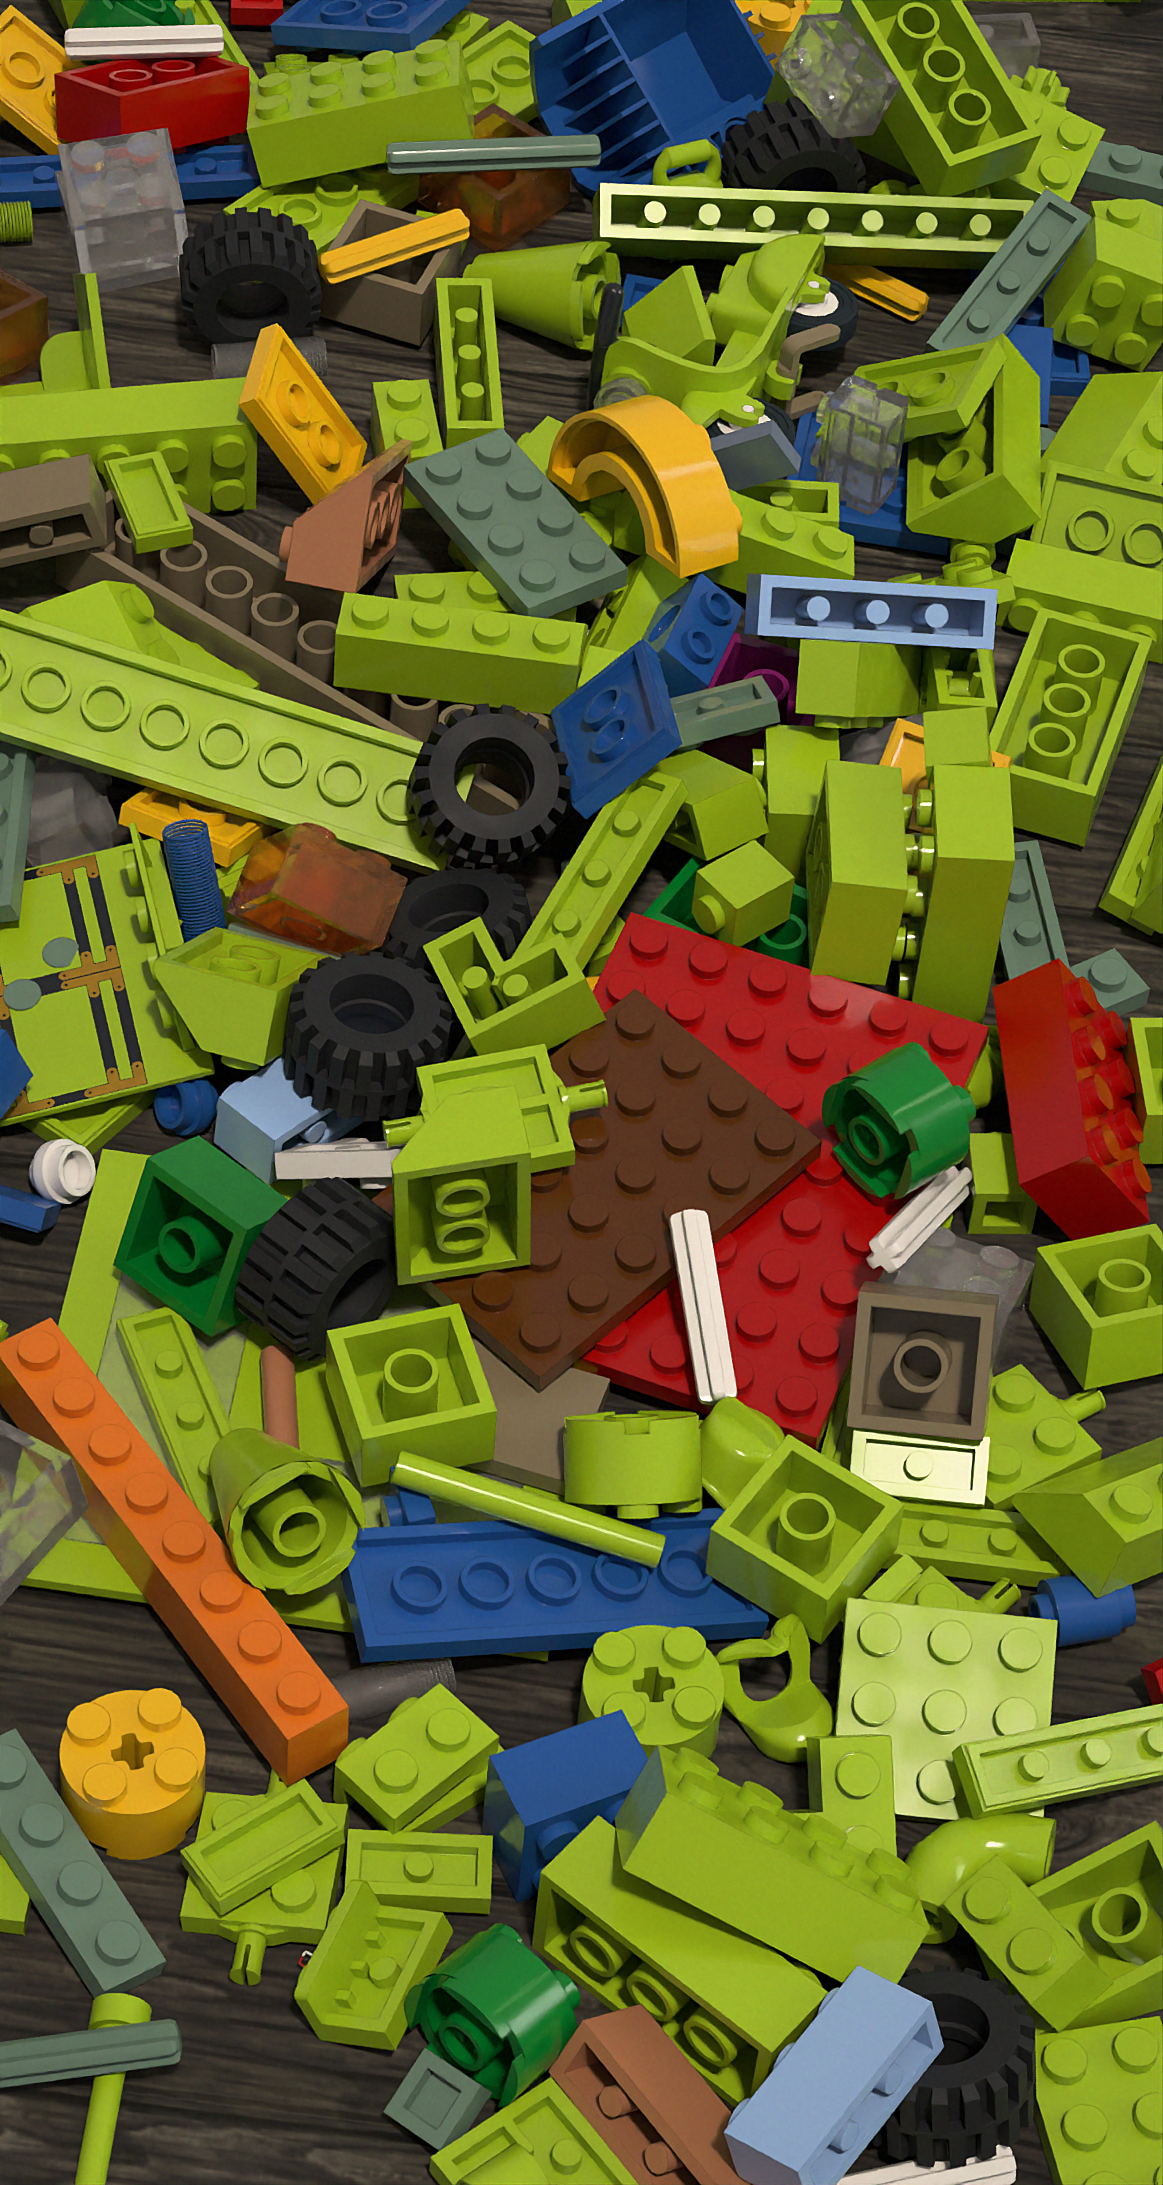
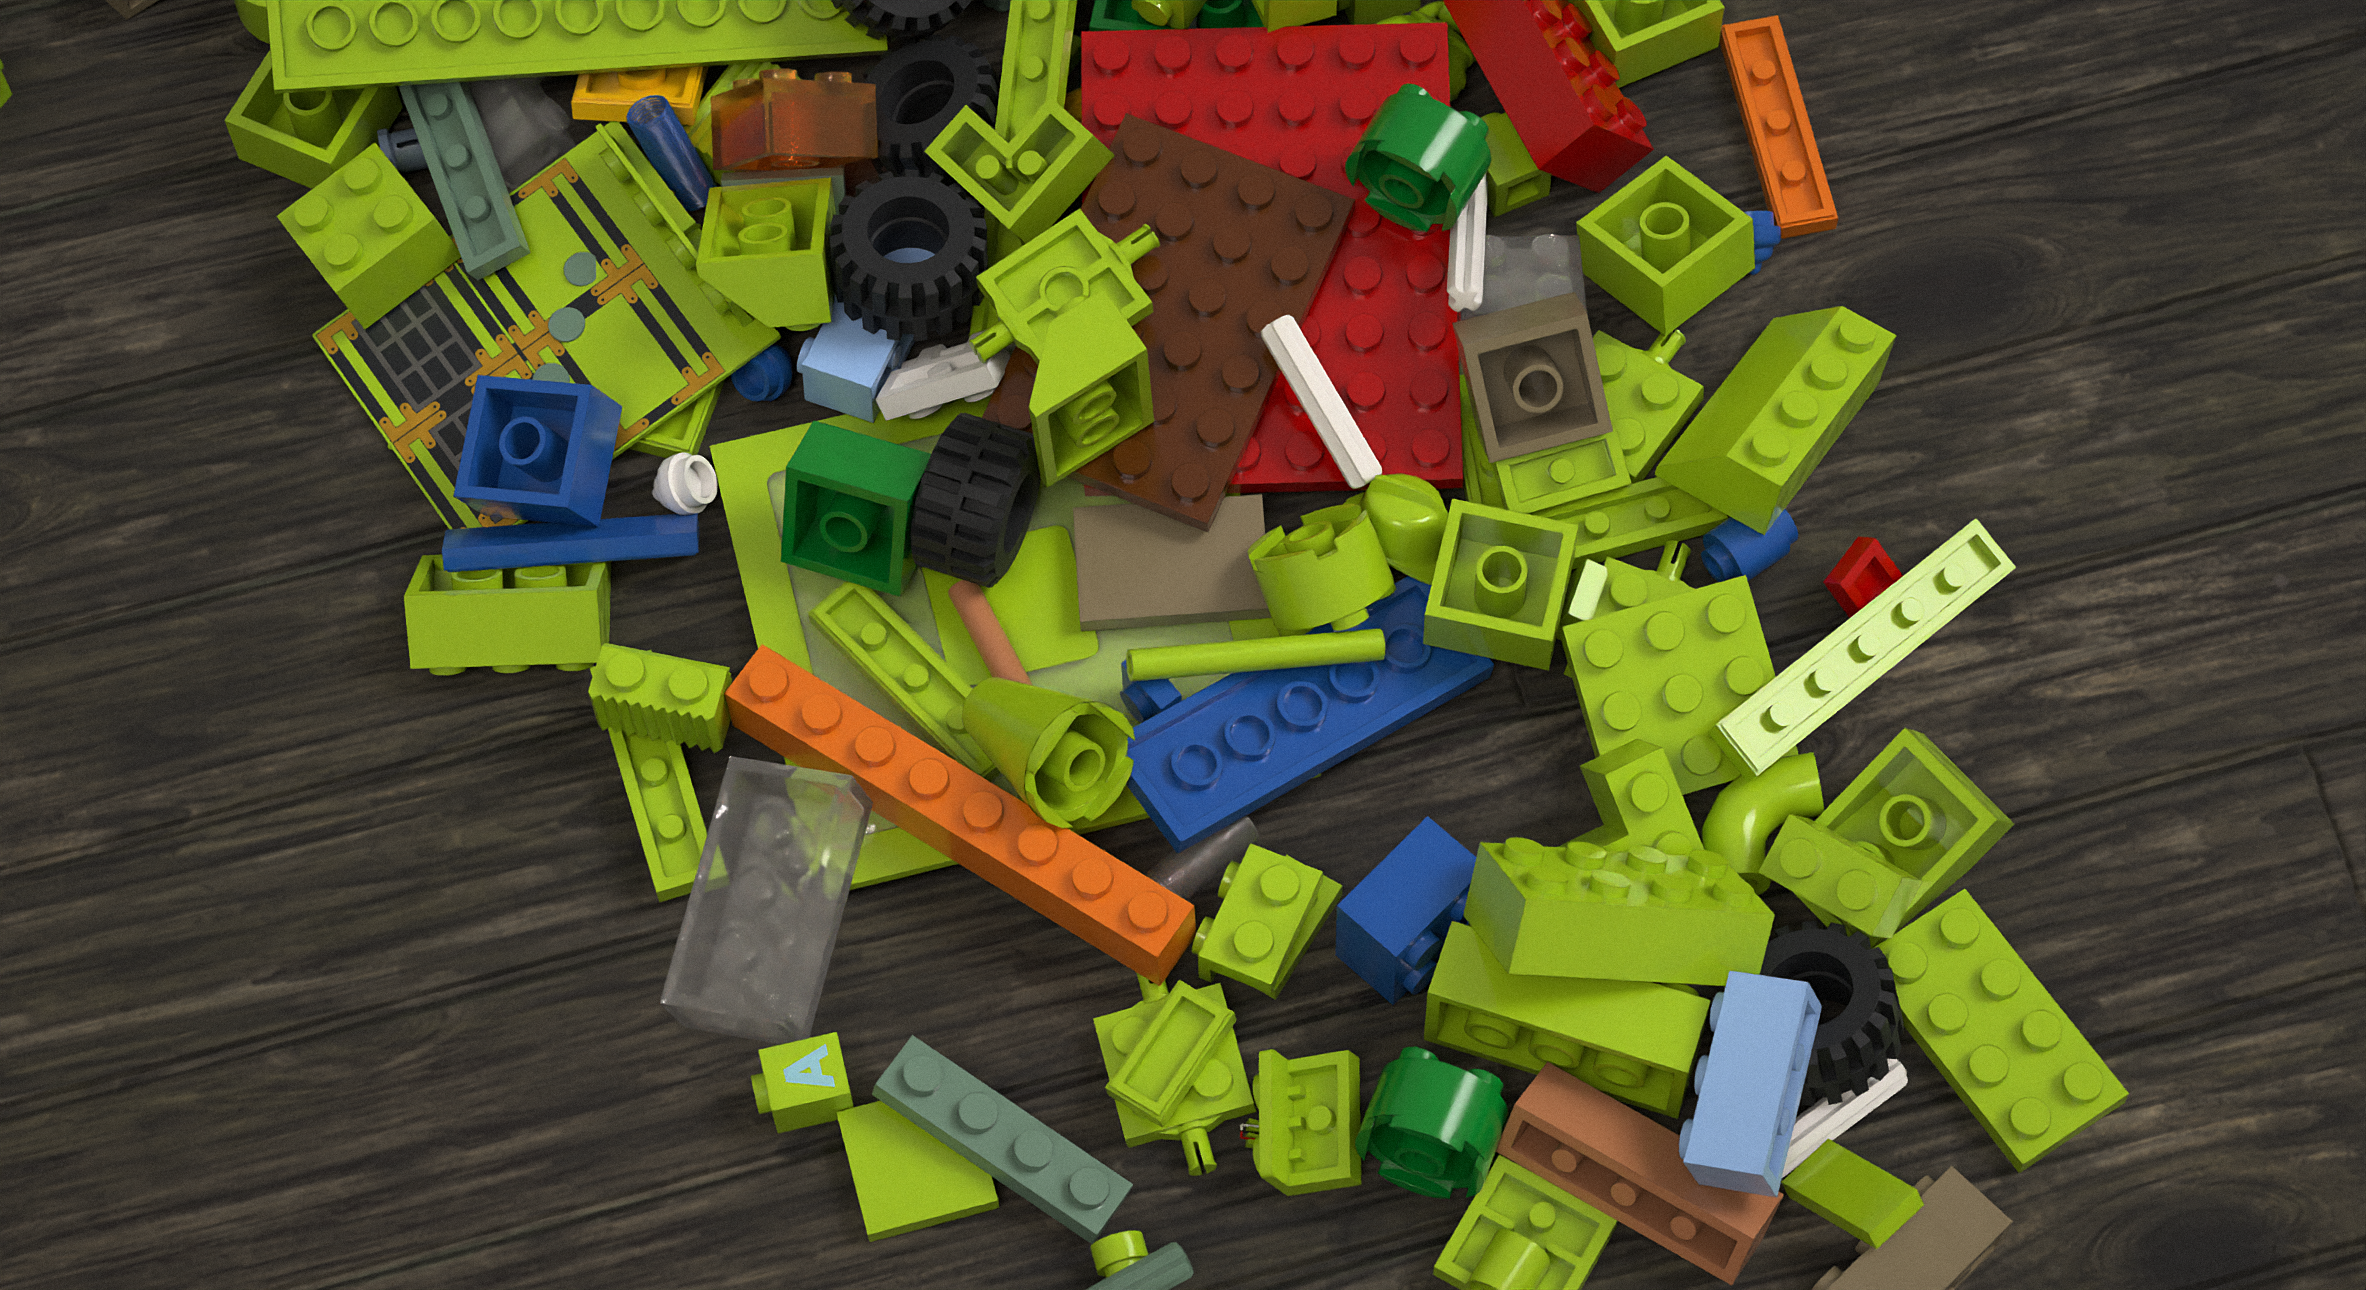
camera: 15 degrees left, 15 degrees up
(133, 1771) = (1028, 994): yellow brick -> none
(410, 1389) = (1108, 588): lime brick -> none
(423, 1869) = (1306, 1014): lime plate -> none
(437, 2101) = (1415, 1214): sand green plate -> none
(661, 1683) = (1418, 758): lime brick -> none
(796, 1712) = (1551, 742): lime piece -> none

